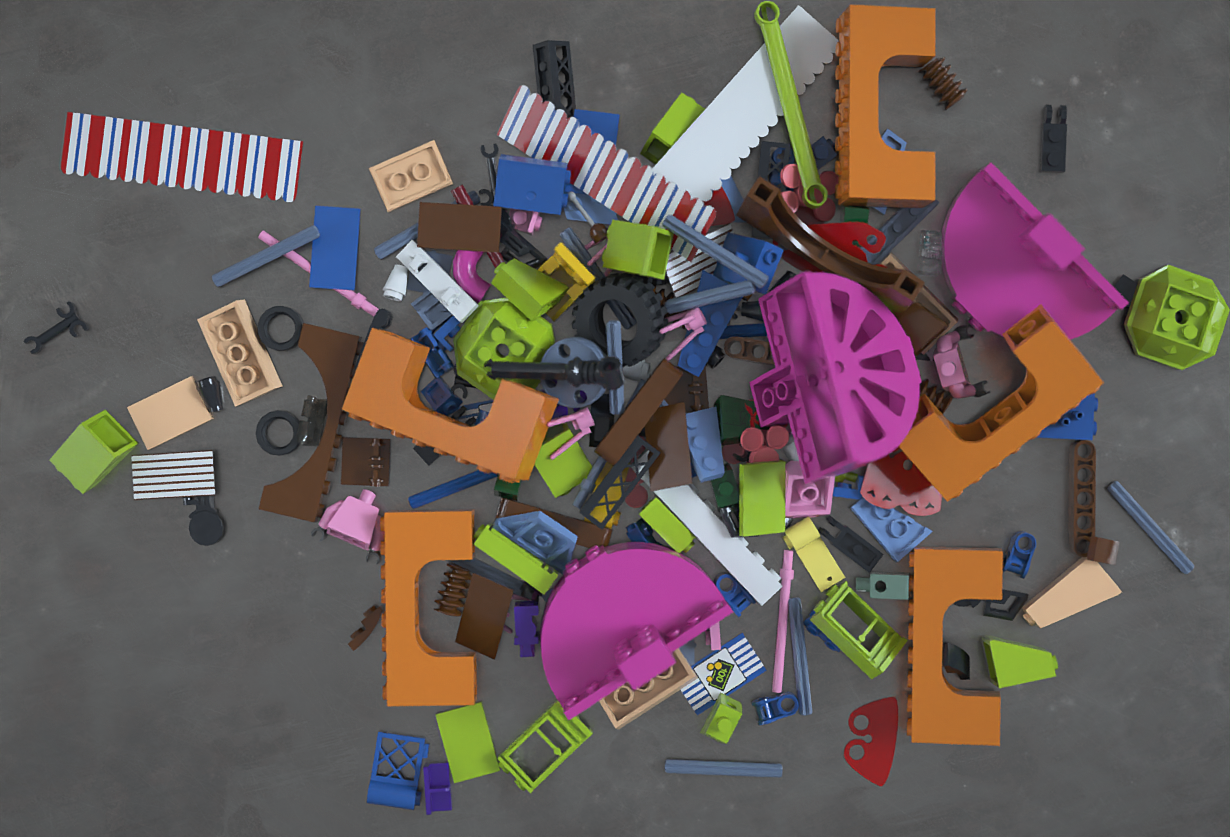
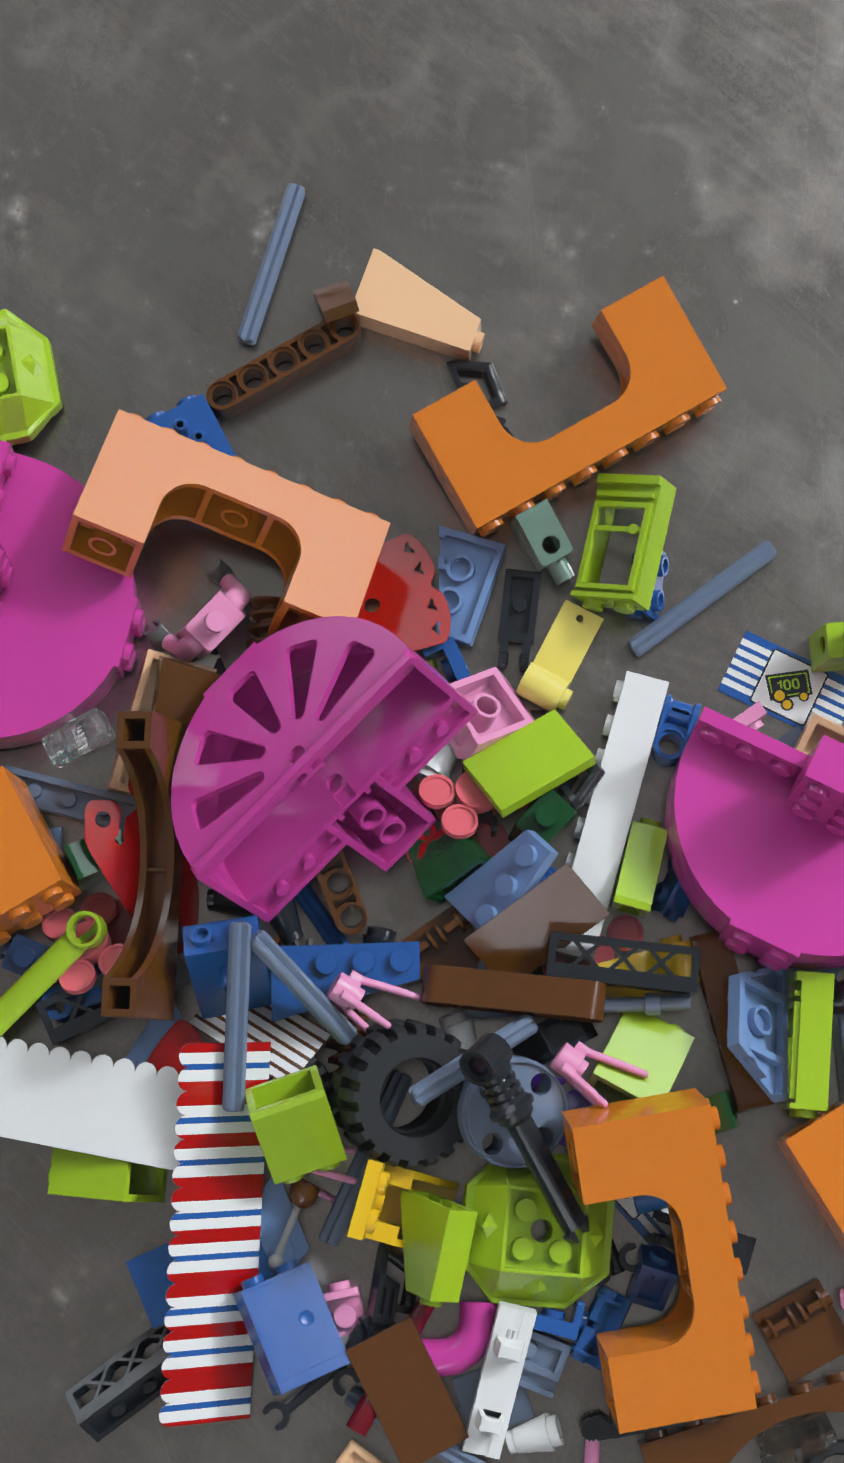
camera: 115 degrees left, 10 degrees down
(449, 488) = (773, 1195): blue axle -> none
(773, 707) = (789, 592): blue piece -> none
(786, 575) = (608, 676): bright pink bar -> none
(878, 753) = (760, 428): red piece -> none
(956, 661) = (587, 397): black slope -> none
(1016, 662) = (543, 323): lime slope -> none
(1018, 555) = (404, 398): blue piece -> none

